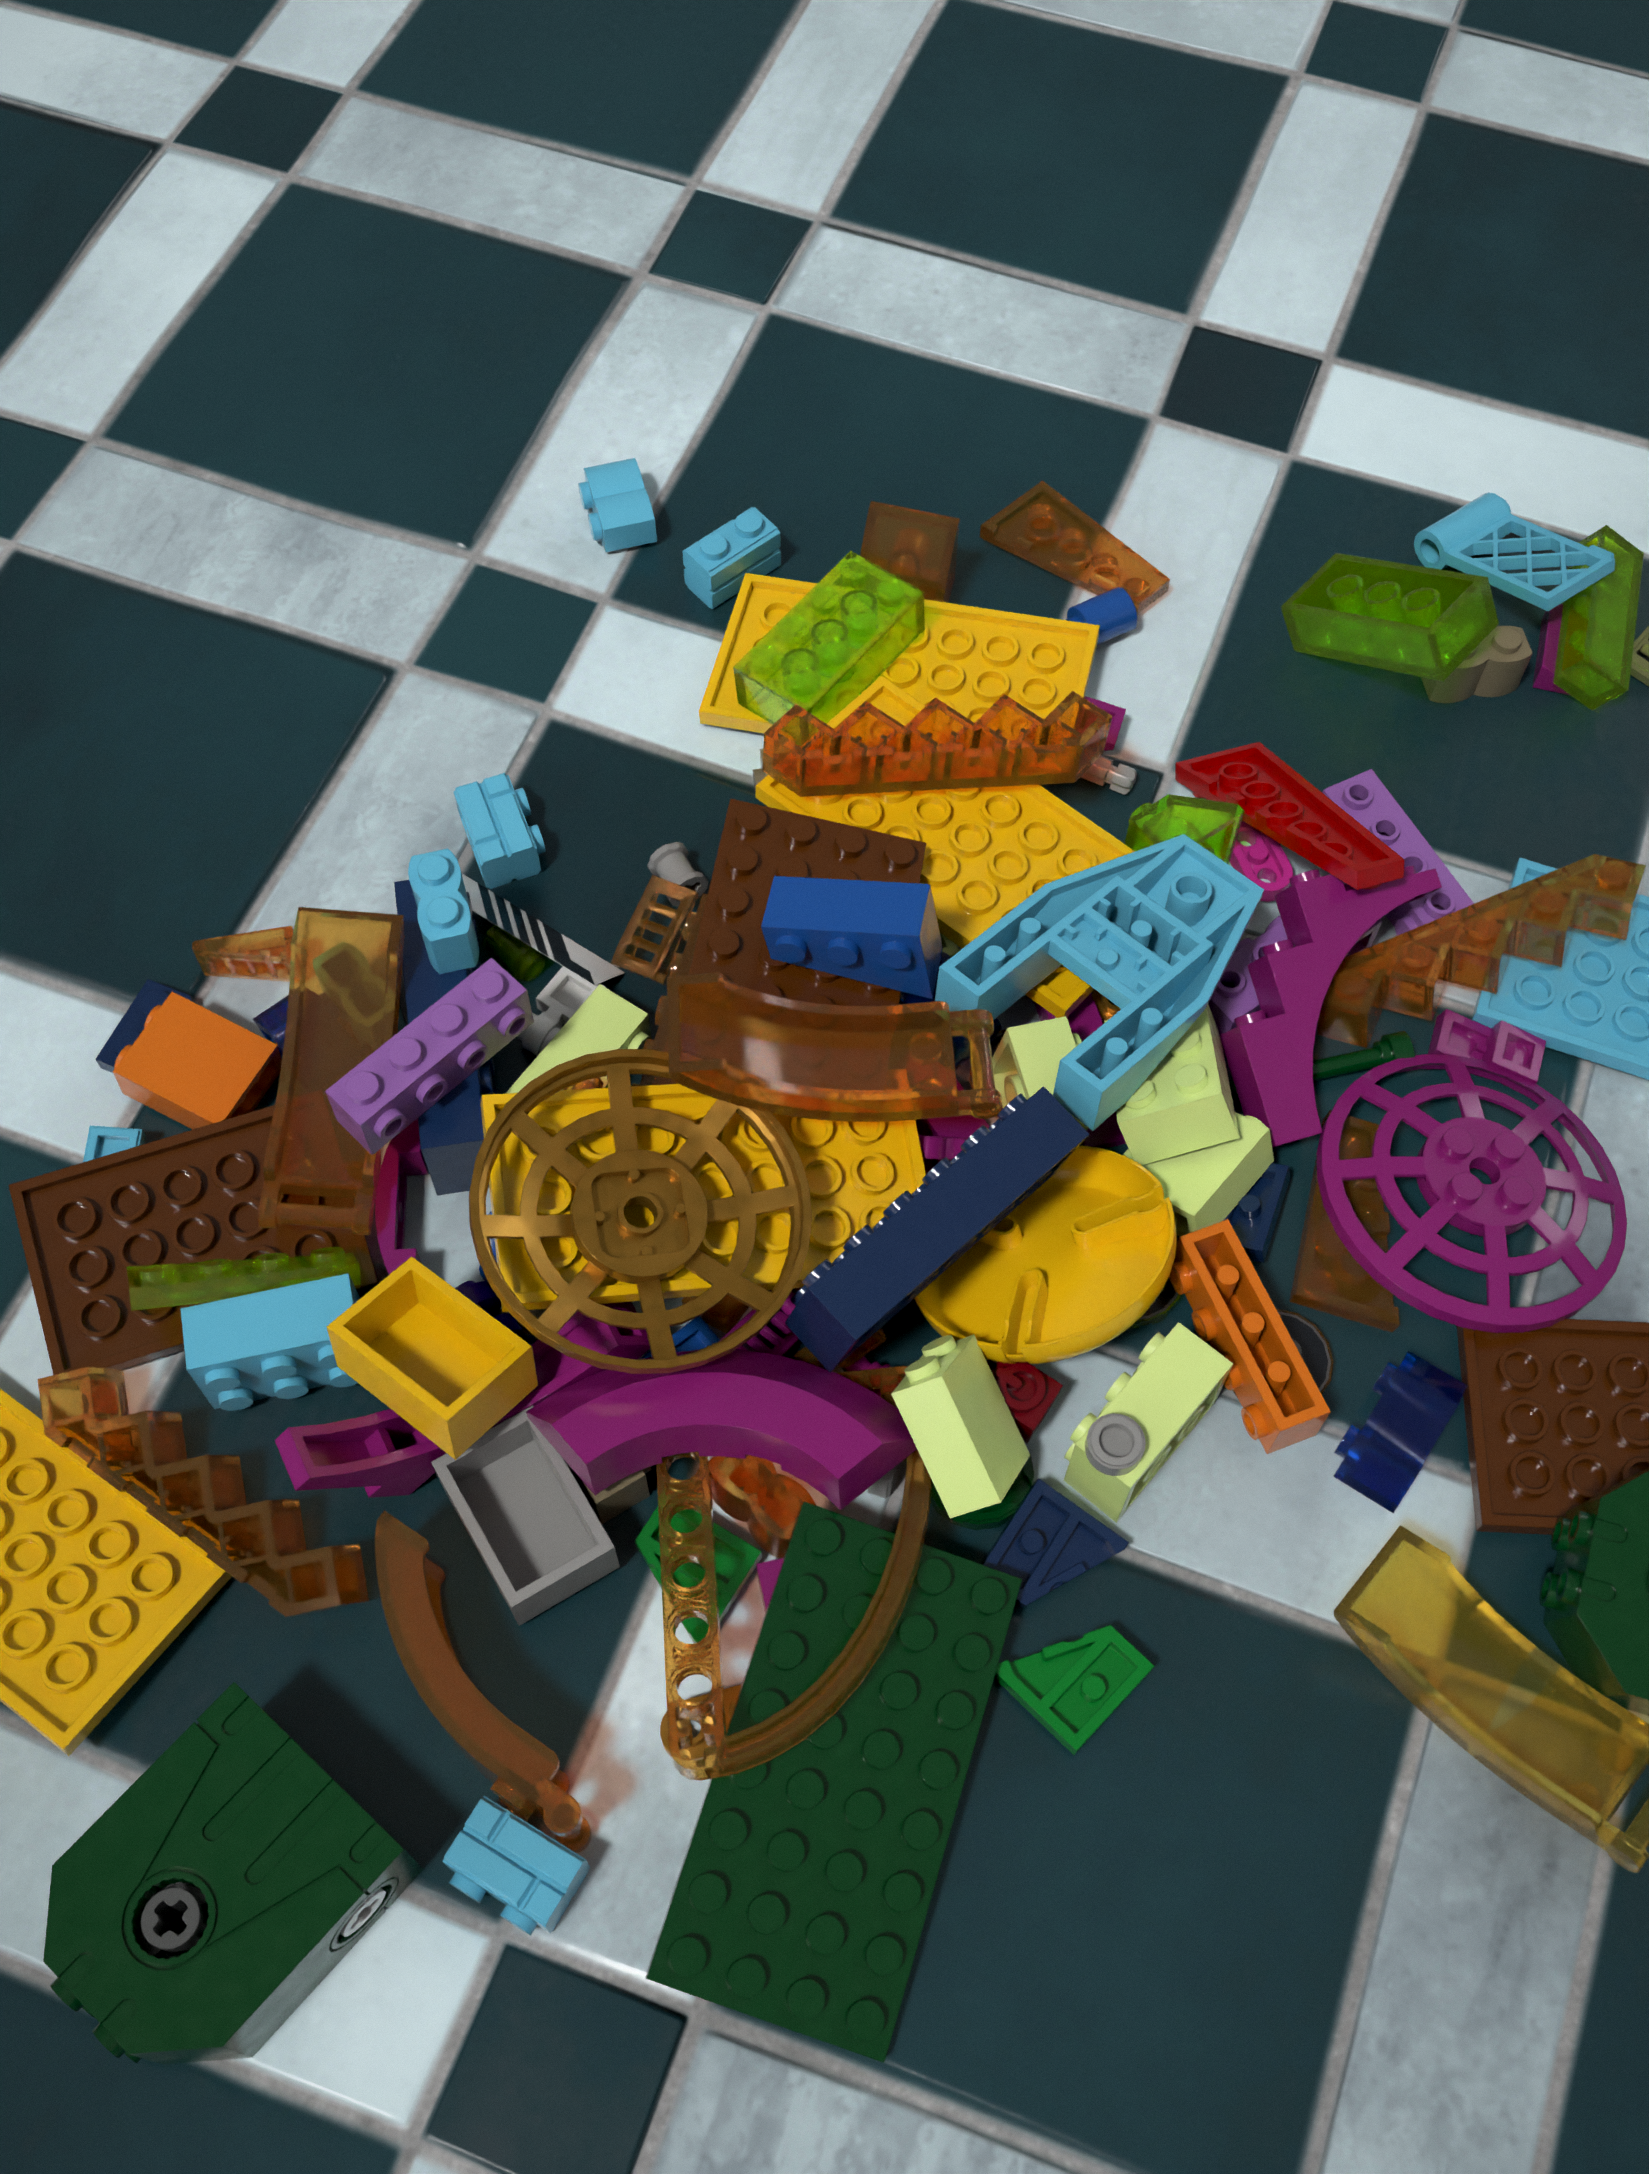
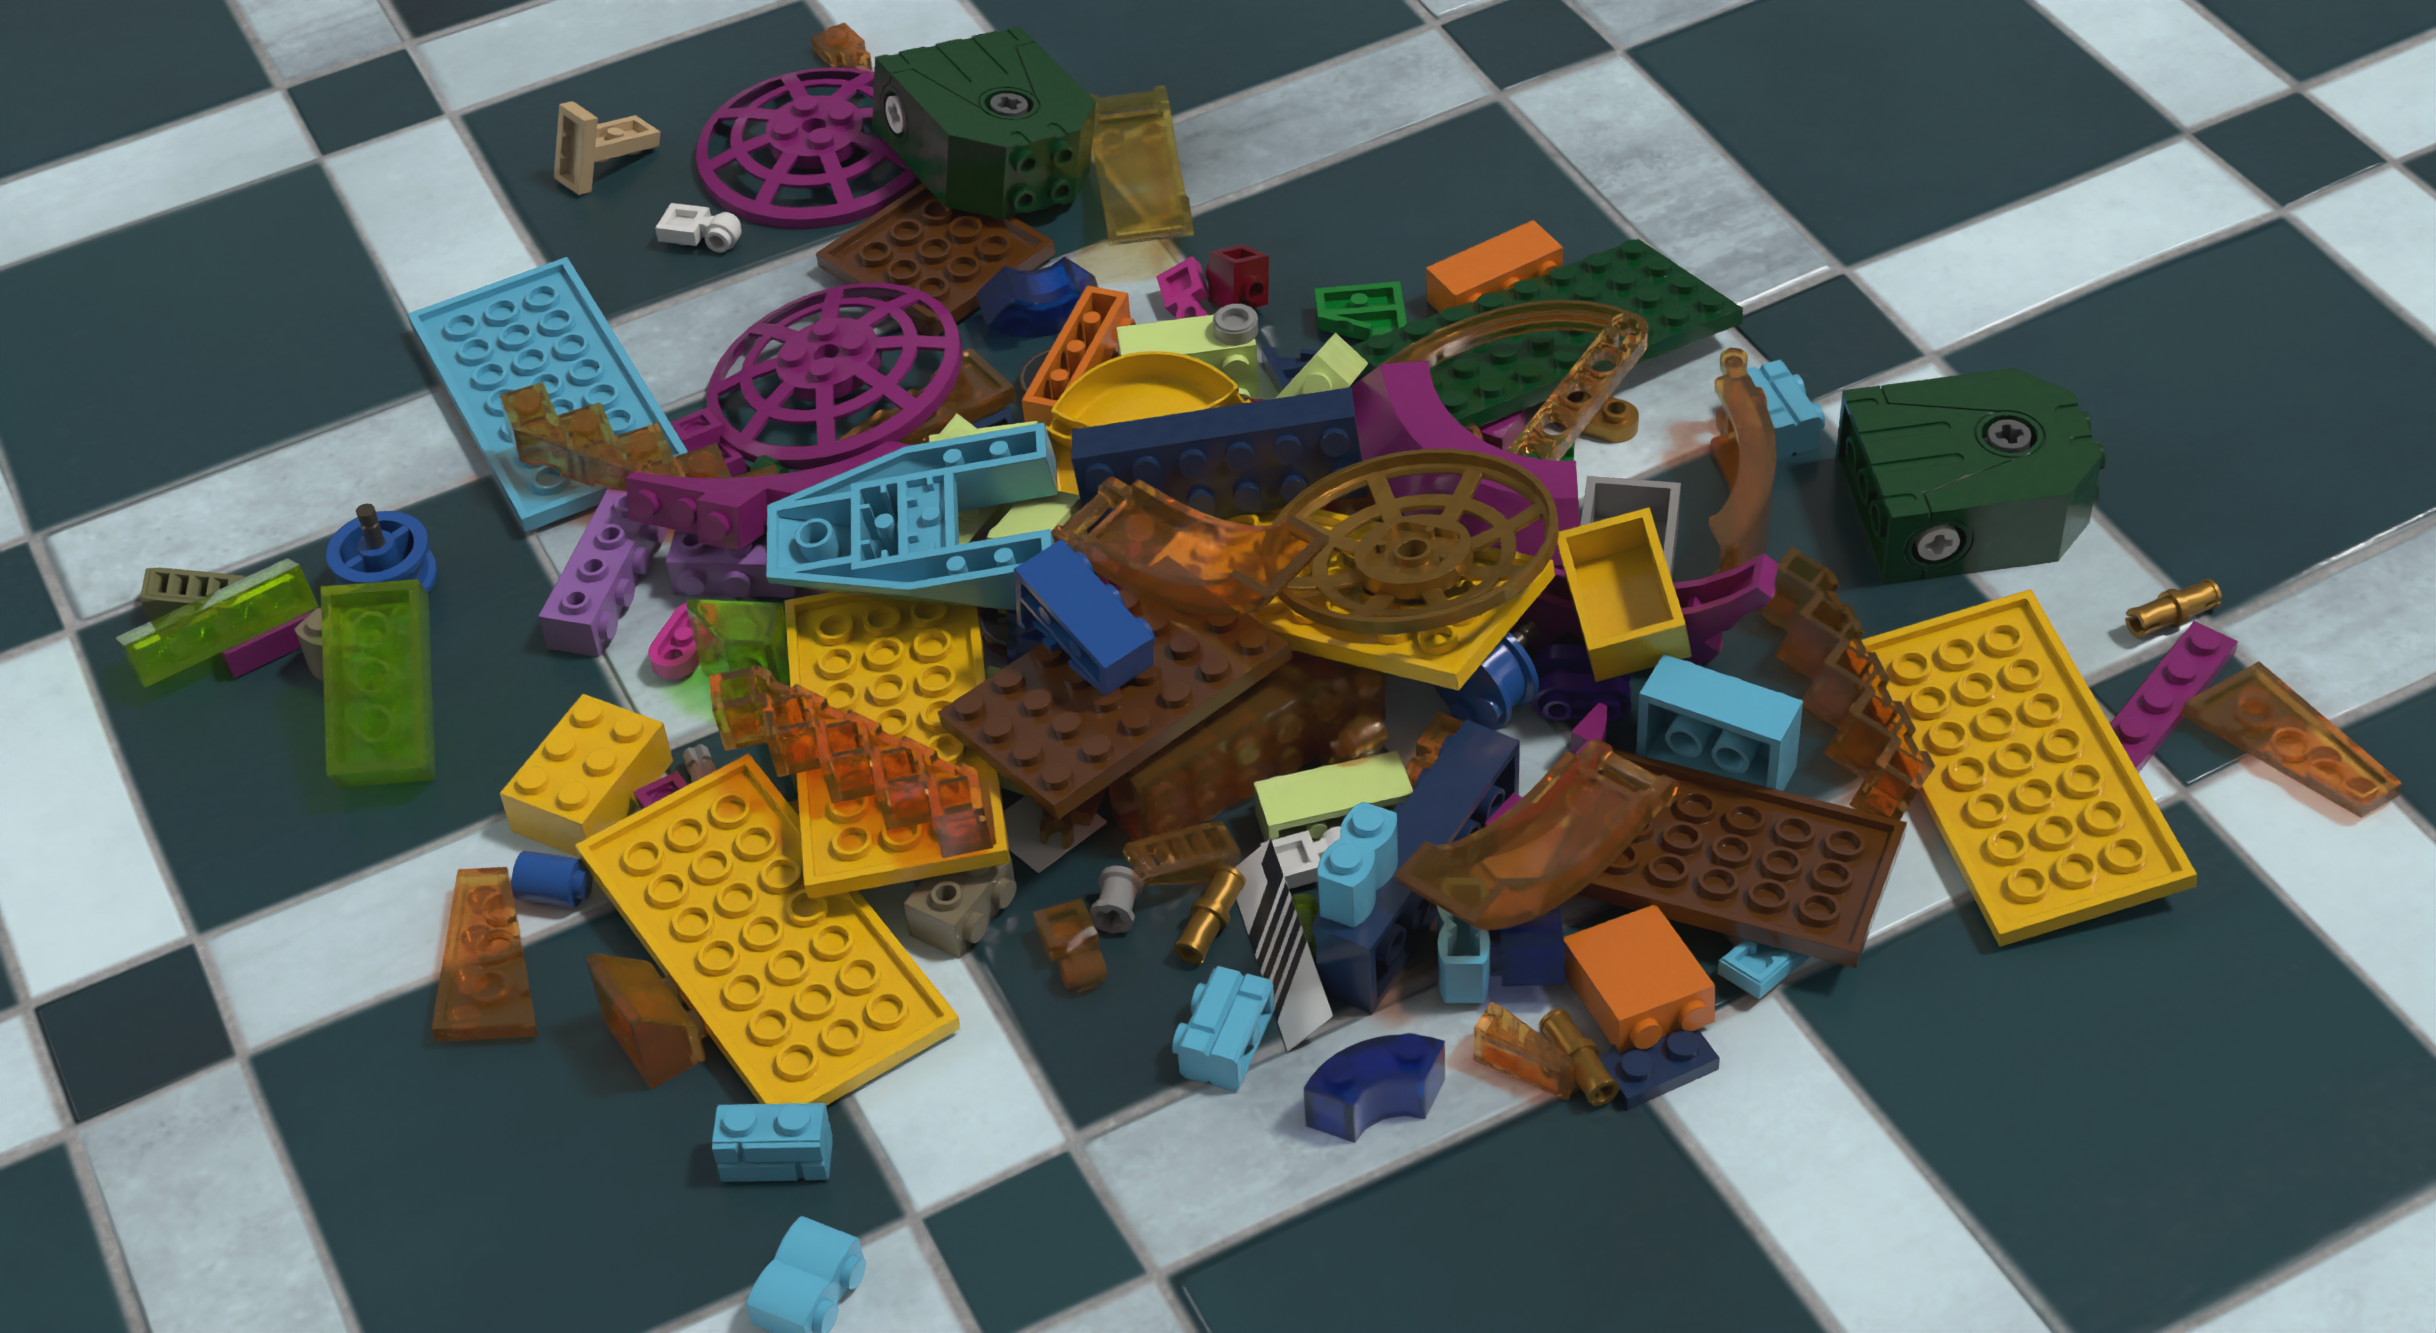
camera: 135 degrees left, 15 degrees down
(210, 987) = (1588, 1068): none -> pearl gold pin
(224, 1278) = (1737, 771): clear neon green wing -> none
(347, 856) = (1374, 1083): none -> clear blue brick
(430, 1056) = (1462, 764): medium lavender brick -> none
(595, 912) = (1209, 915): none -> pearl gold pin
(688, 823) = (1070, 933): none -> clear orange plate
(831, 642) = (806, 954): clear neon green brick -> none
(987, 1853) = (1492, 266): none -> orange brick
(1172, 694) = (585, 774): none -> yellow piece
(1237, 1604) = (1238, 276): none -> dark red brick
(1280, 1562) = (1183, 289): none -> dark pink plate
(1292, 813) = (644, 616): red wing -> none
(1479, 530) = (203, 751): medium azure piece -> none
(1562, 743) = (381, 549): none -> blue wheel

